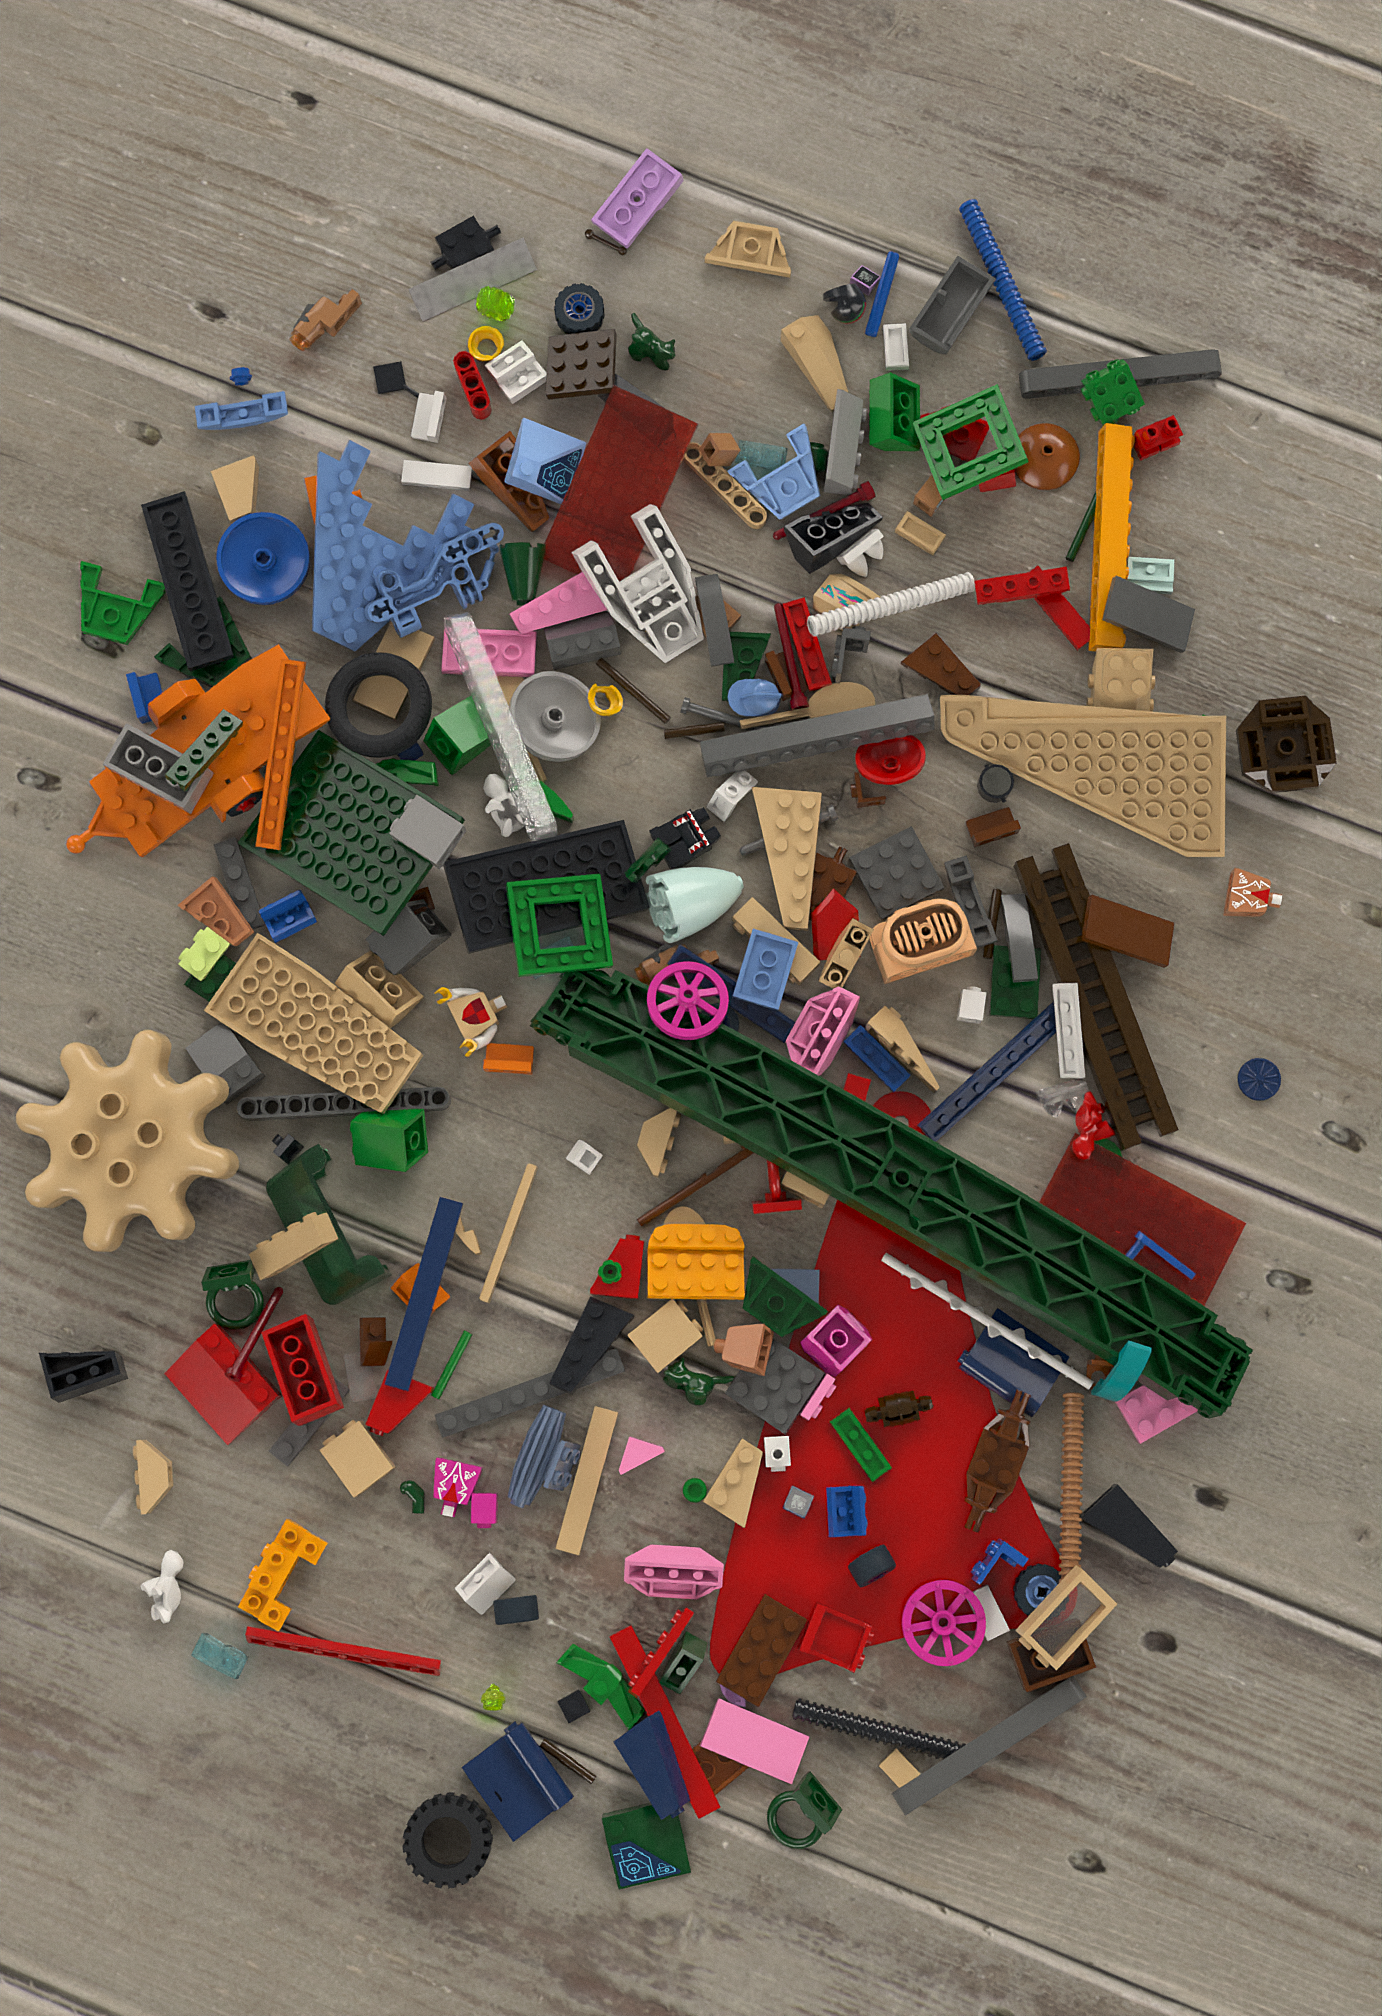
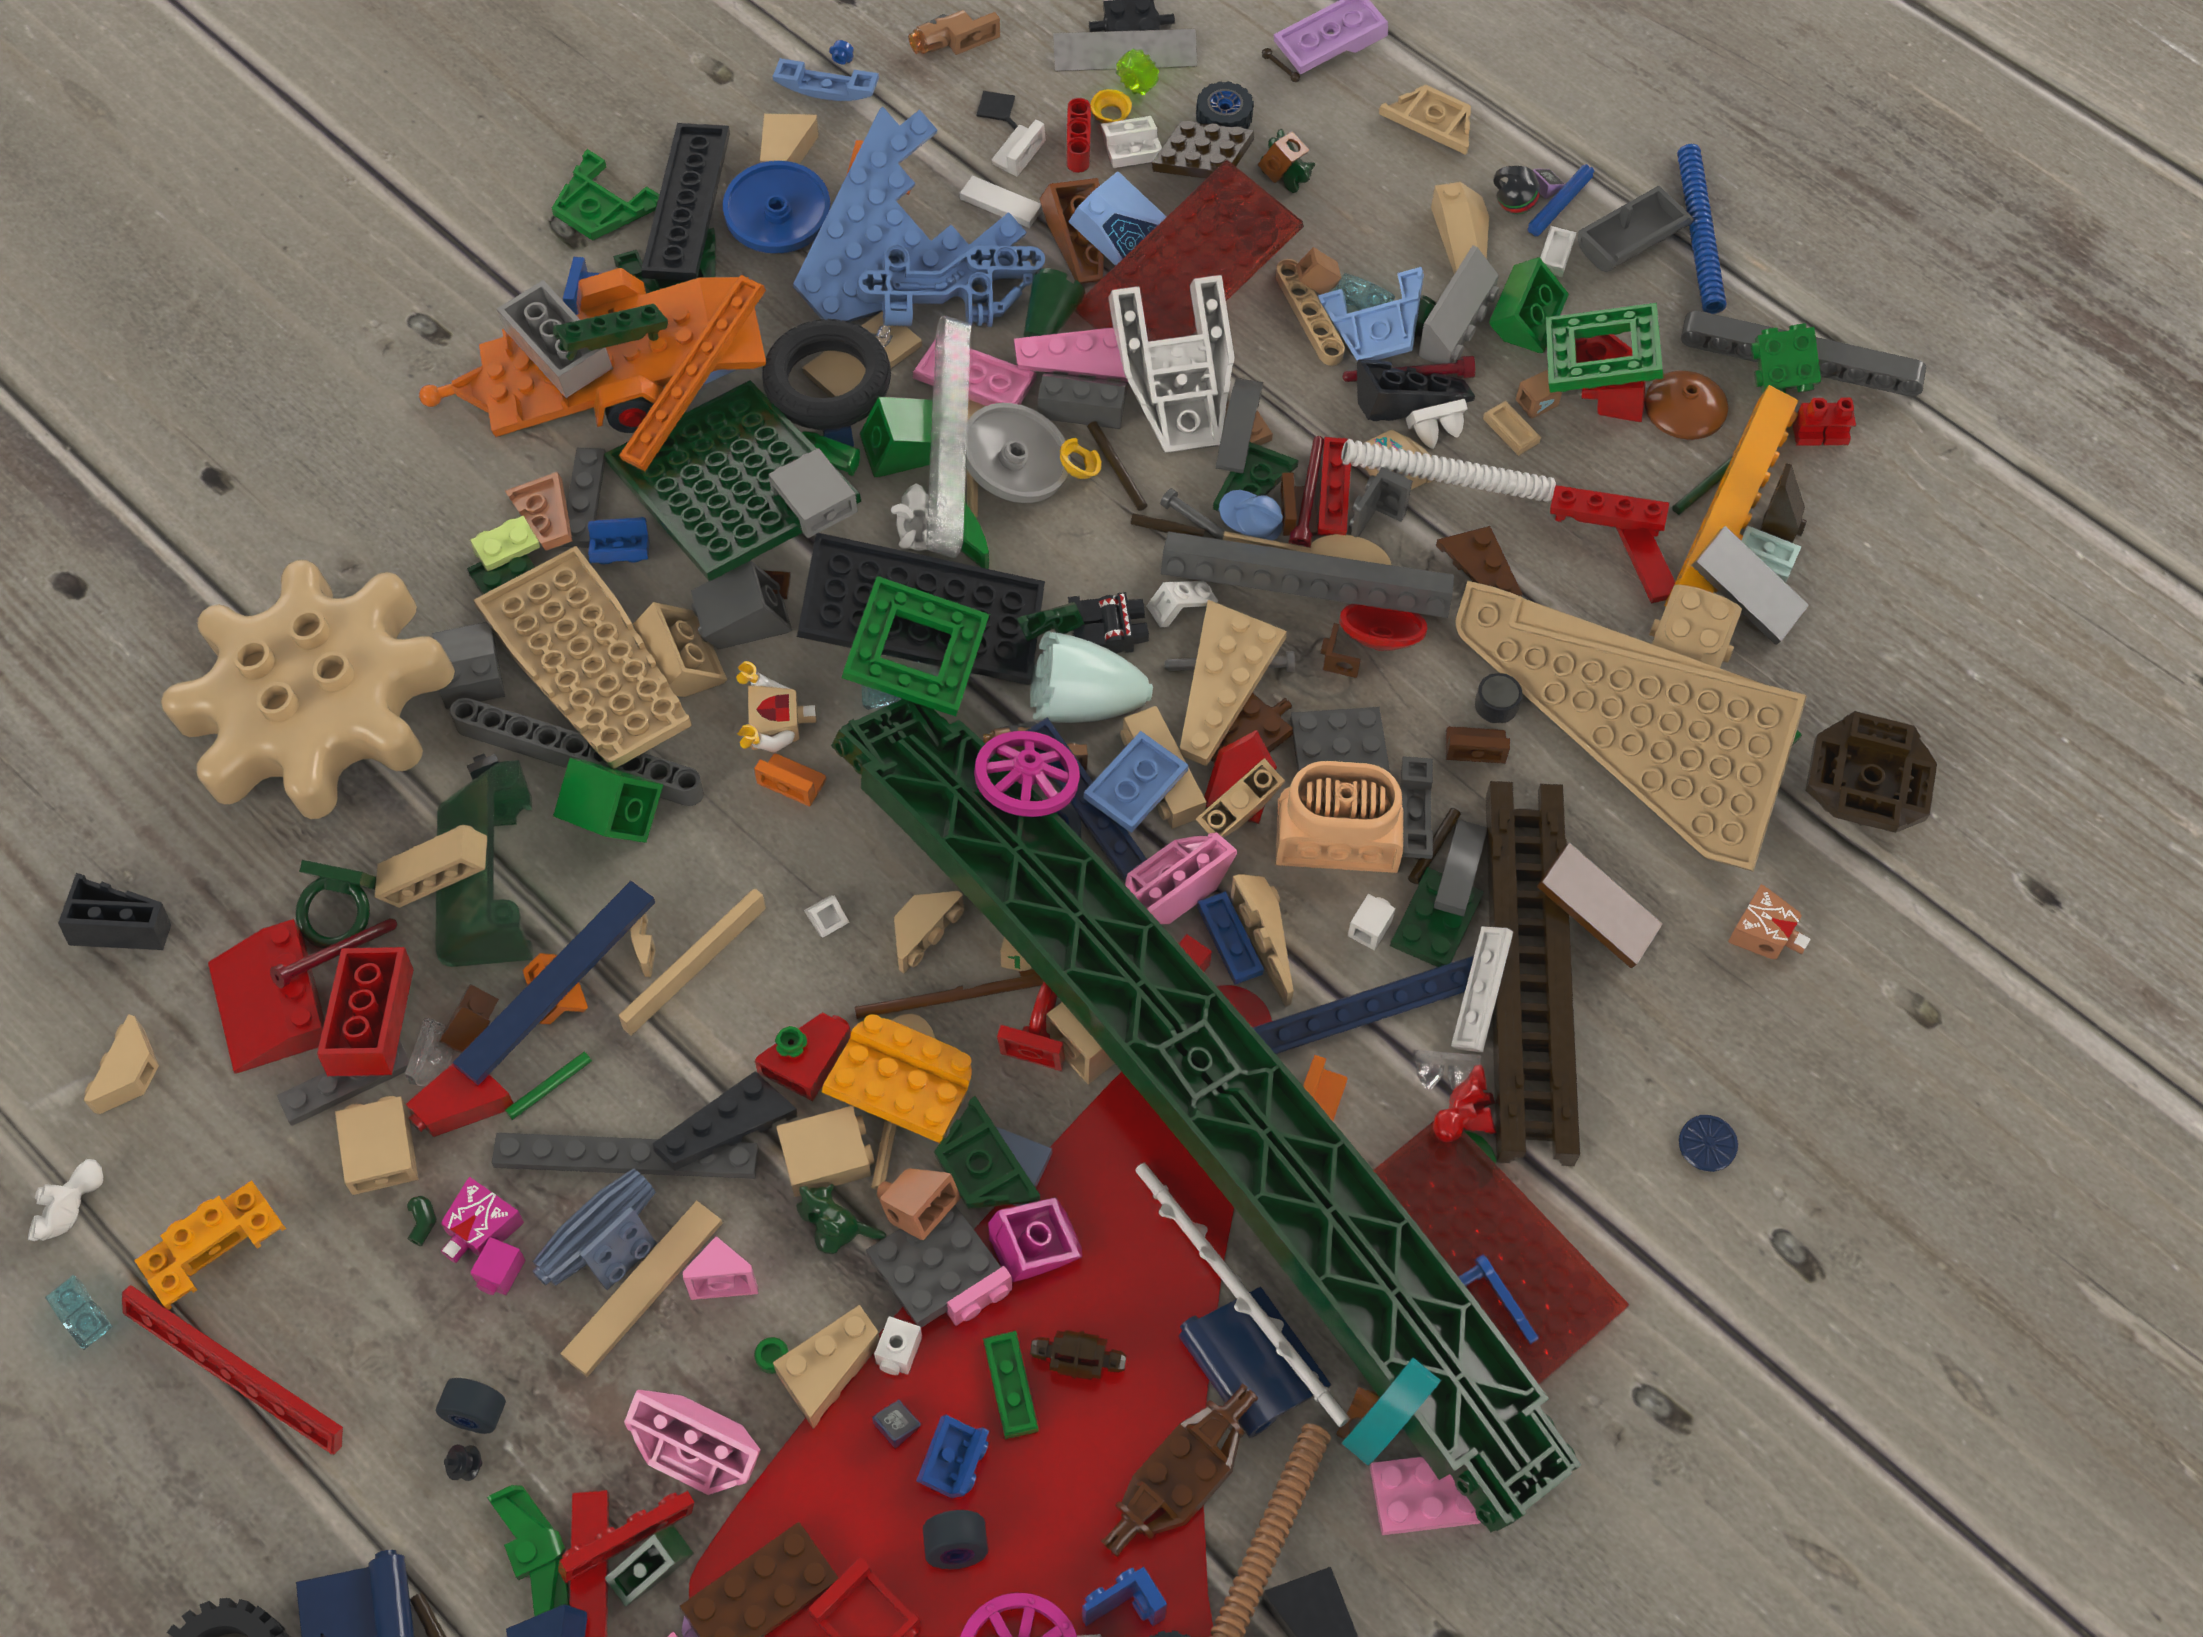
camera: 20 degrees right, 20 degrees down
(404, 648) = (882, 335): none -> clear hand
(485, 1584) = (448, 1358): white panel -> none
(493, 1698) = (383, 1511): clear neon green plate -> none
(529, 1647) = (463, 1462): none -> black wheel
(574, 1706) = (482, 1566): black plate -> none
(646, 349) = (1280, 157): none -> dark orange bracket
(986, 1150) = (1325, 1086): none -> orange panel
(1153, 537) = (1785, 508): none -> dark brown slope

